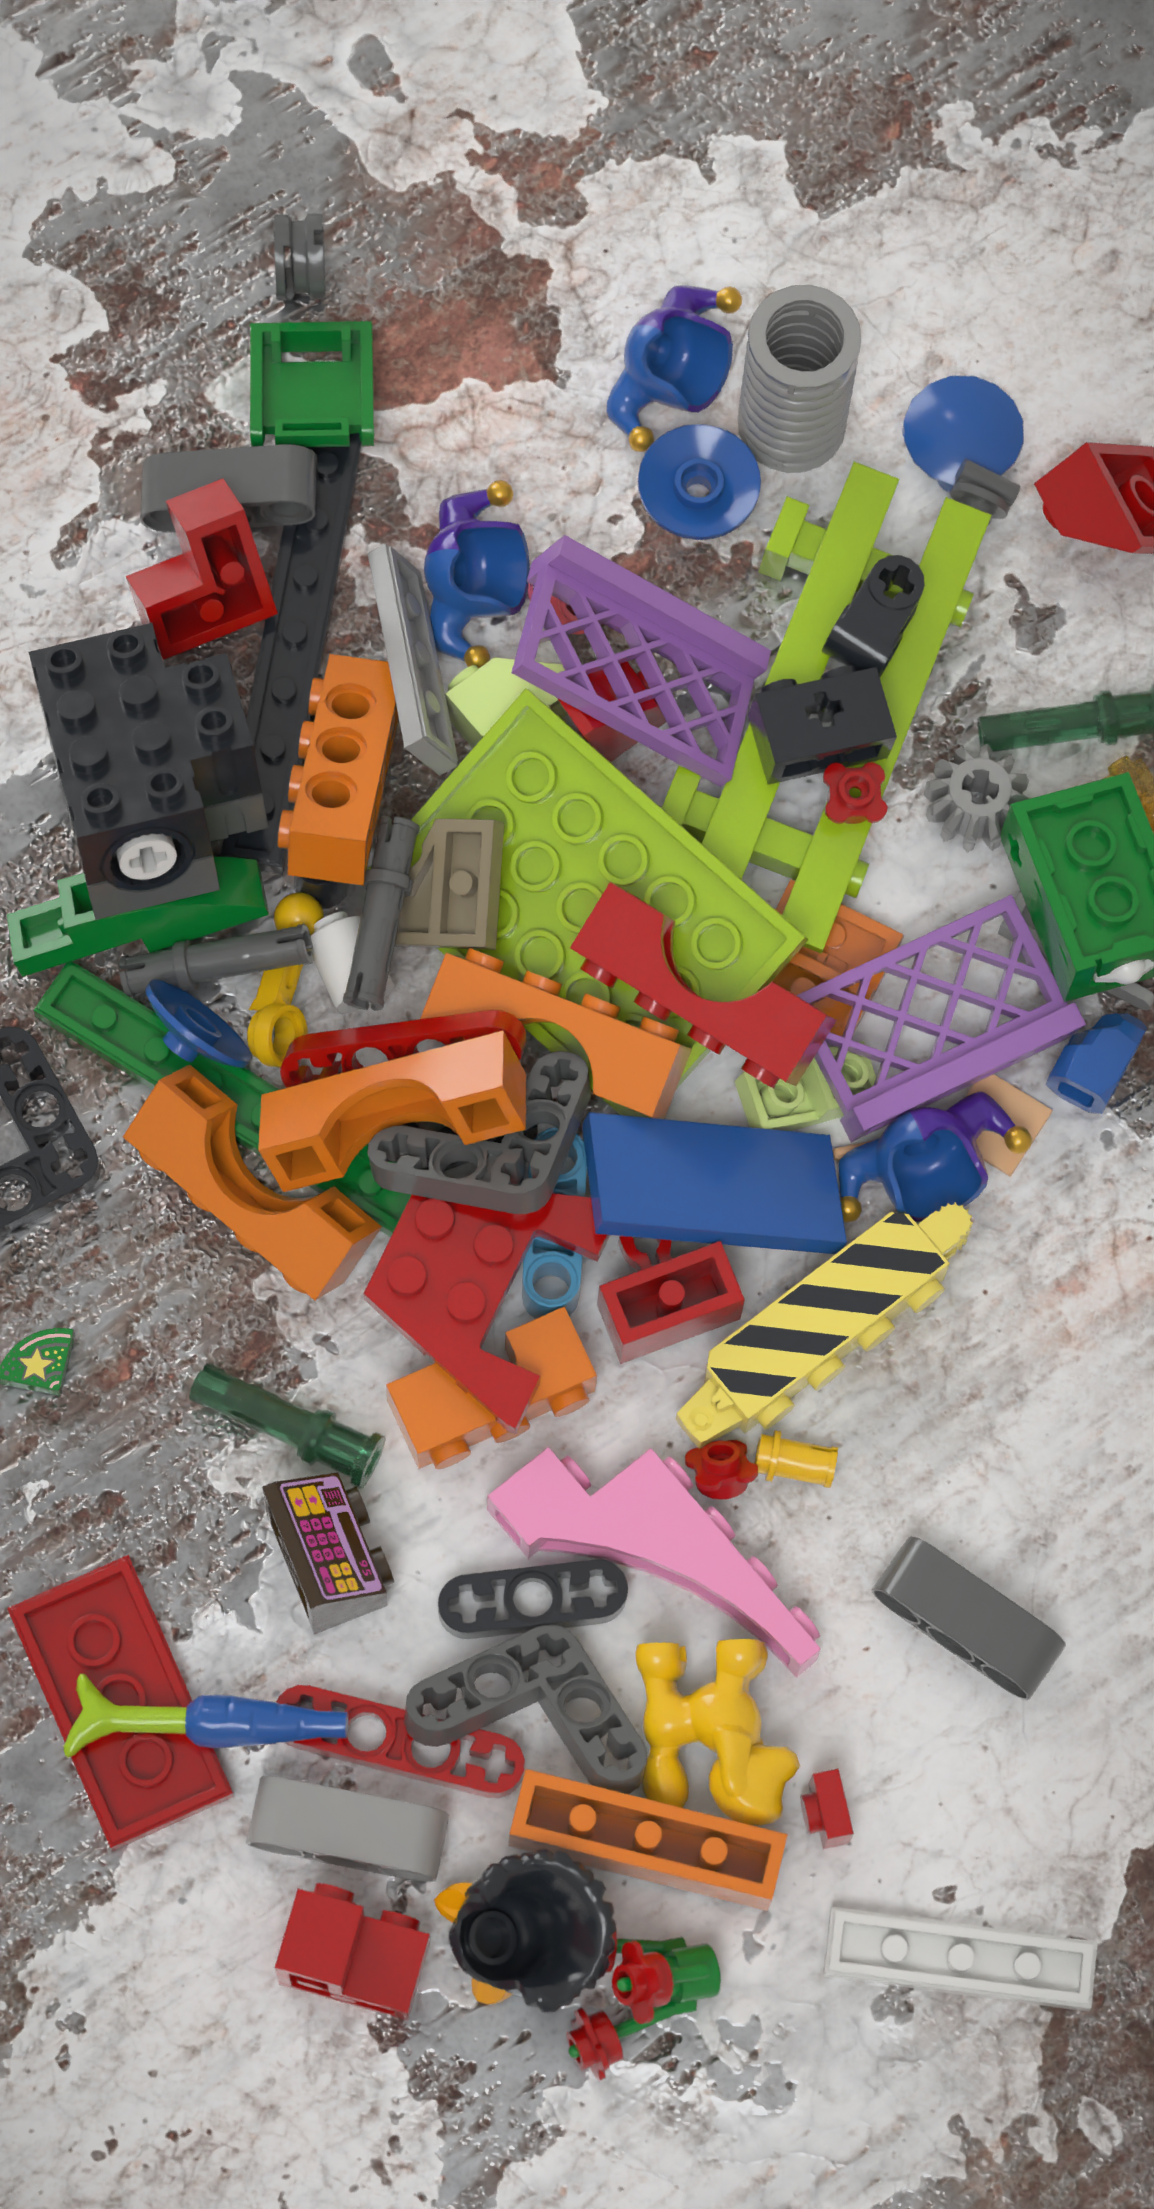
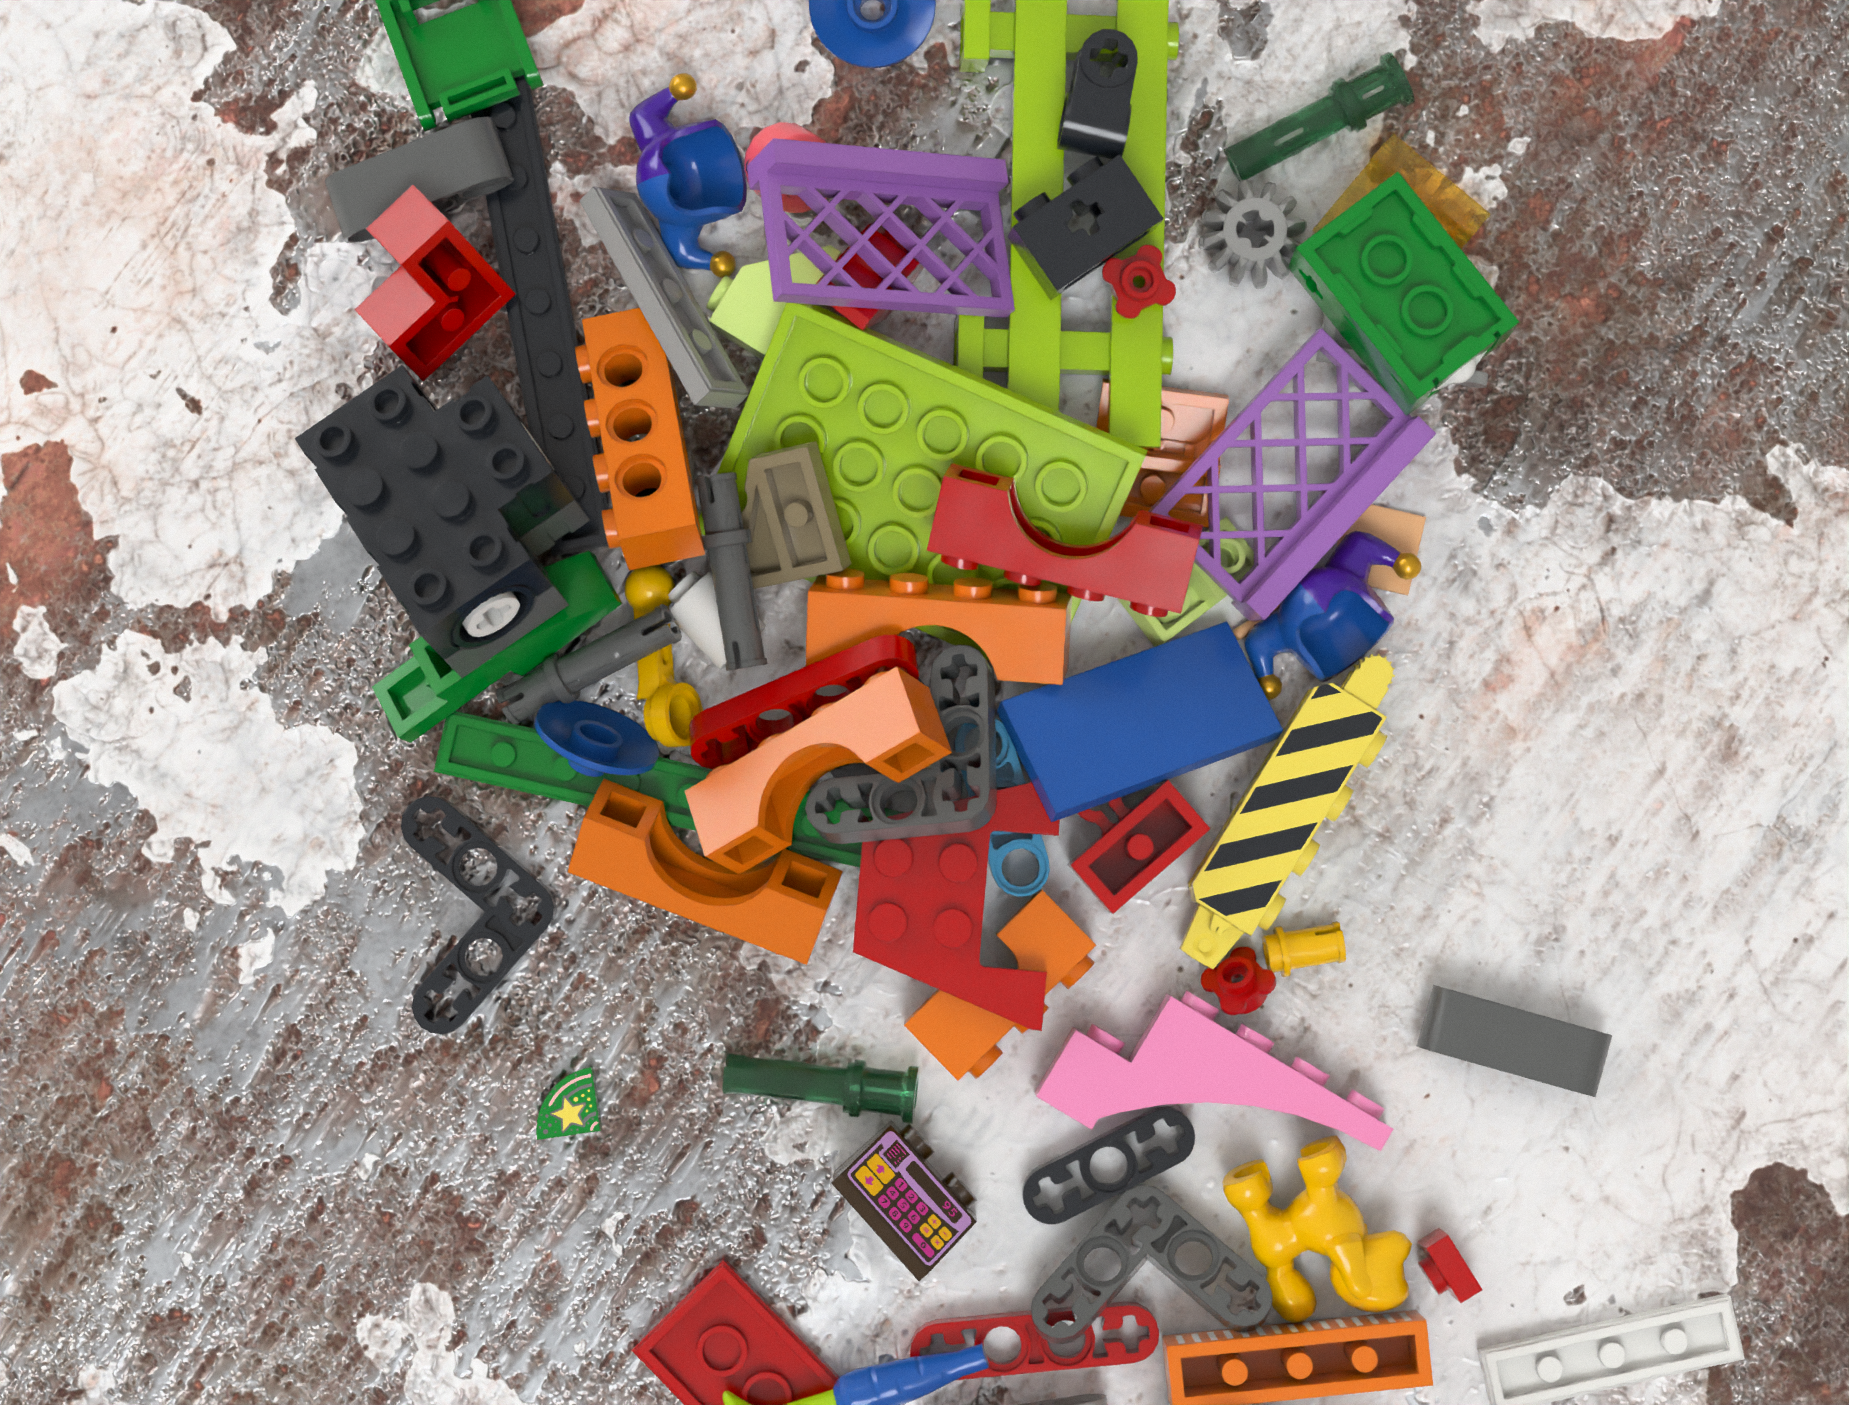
camera: 15 degrees left, 15 degrees up
(1096, 1061) = (1456, 458): blue rock -> none

